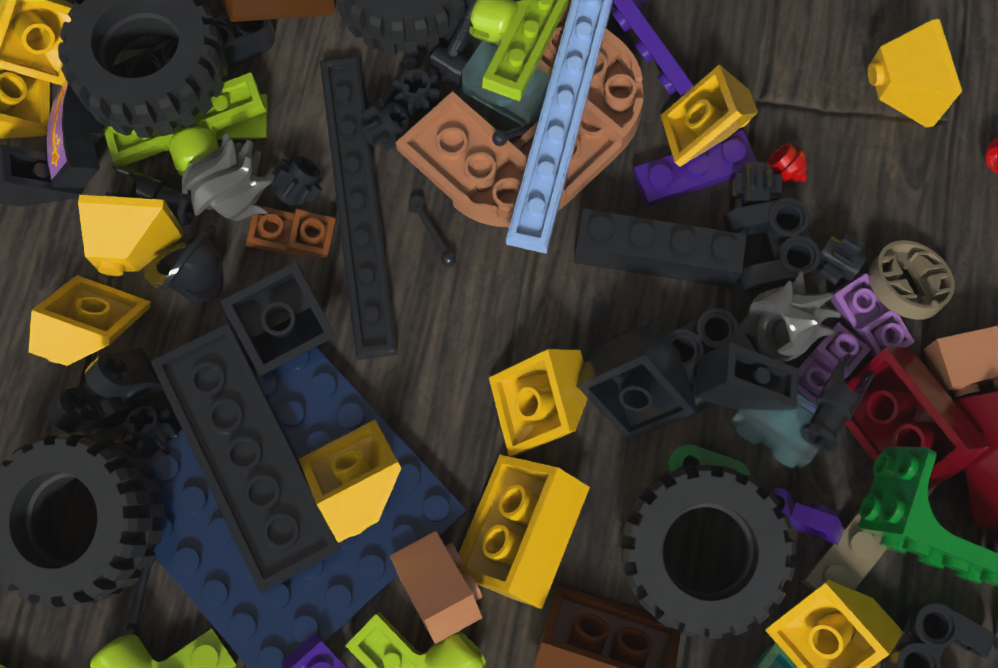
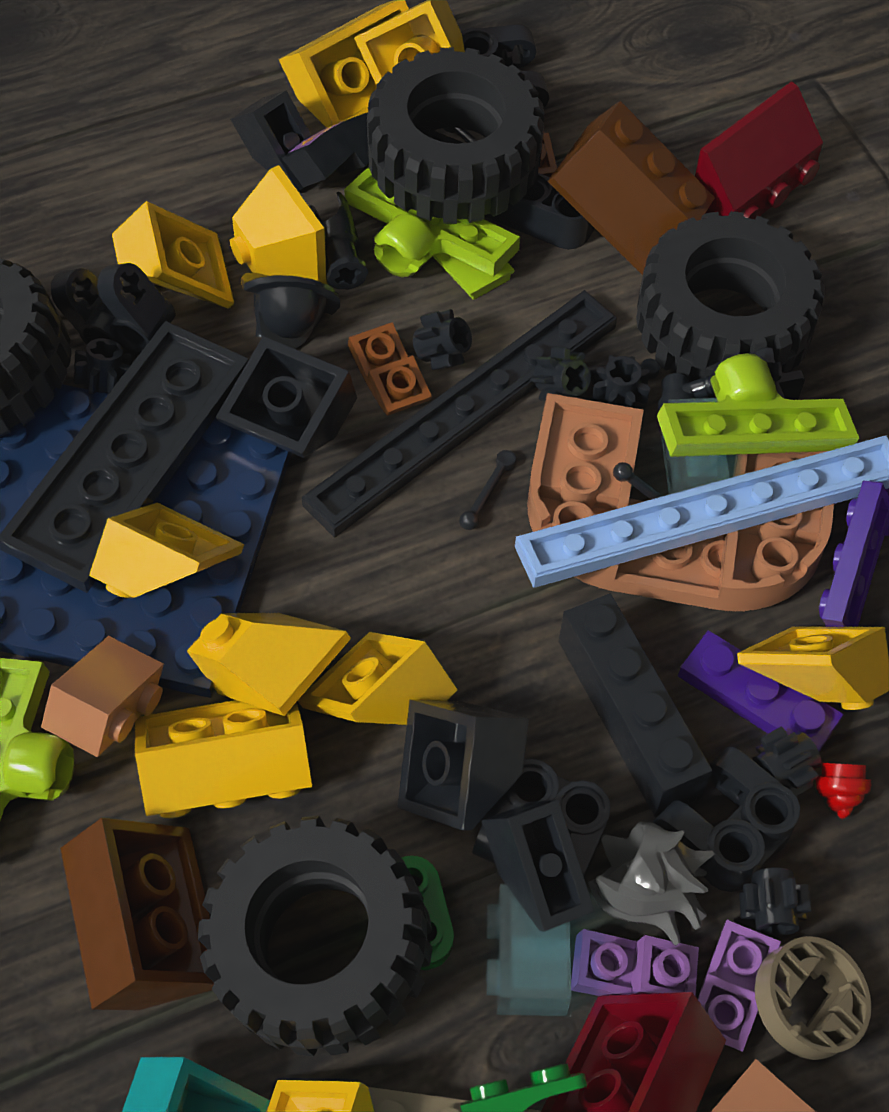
camera: 55 degrees right, 15 degrees down
(227, 181) = (391, 280): dark grey hair -> none
(476, 455) = (265, 657): none -> yellow slope
(813, 520) = (438, 1050): dark purple plate -> none
(834, 407) = (575, 977): black piece -> none

